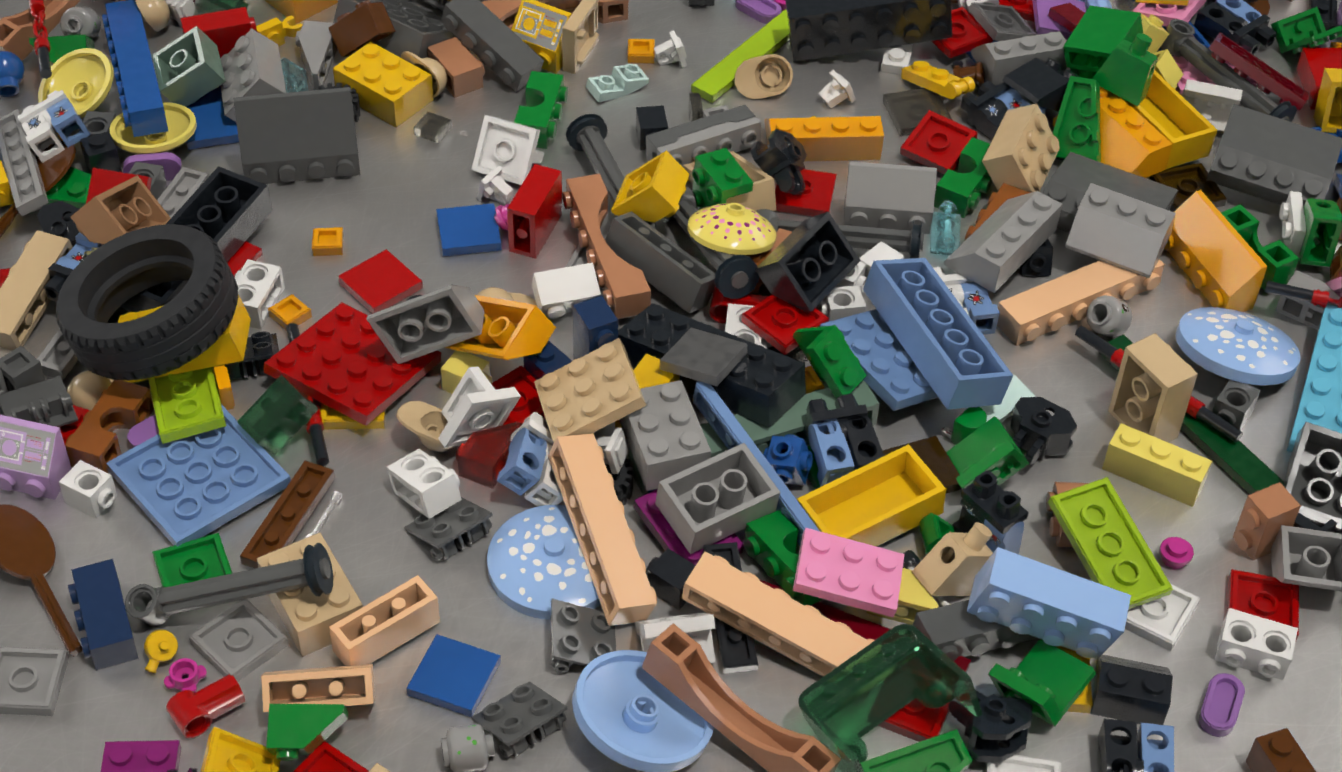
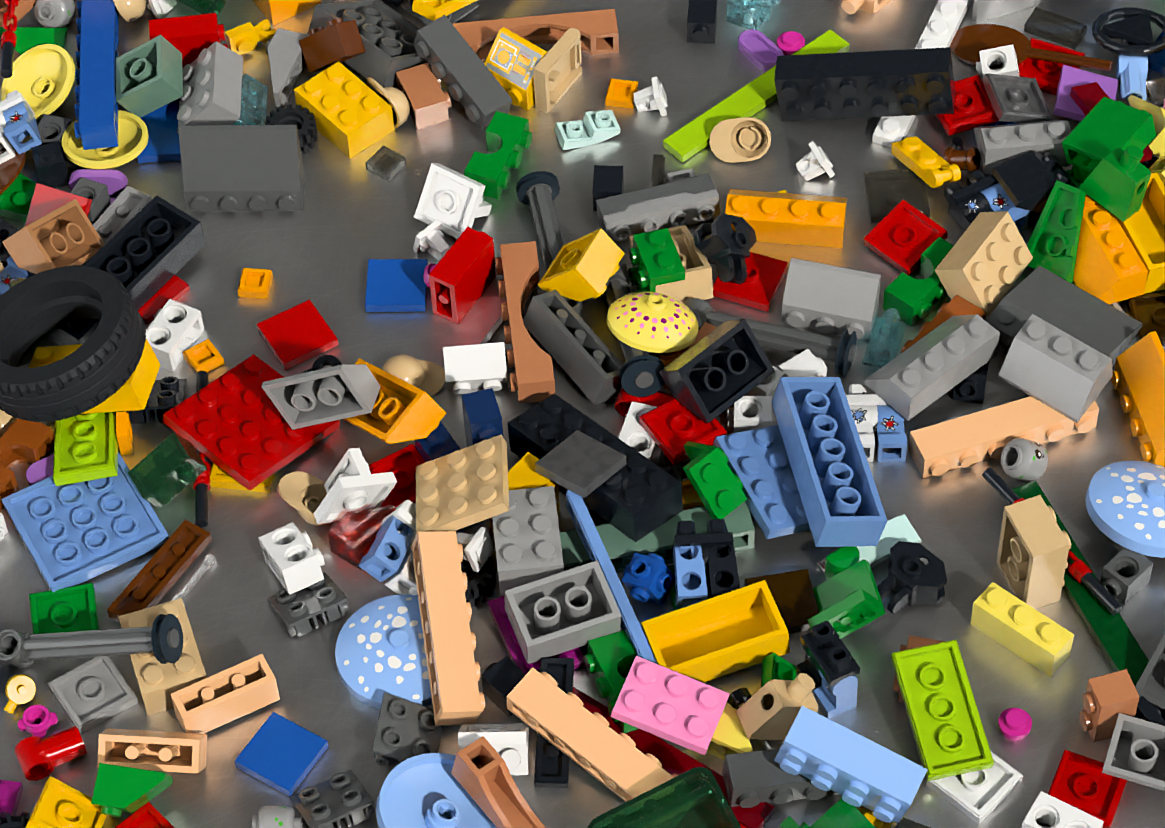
camera: 15 degrees right, 5 degrees up
(456, 367) = (354, 437): light yellow brick -> none

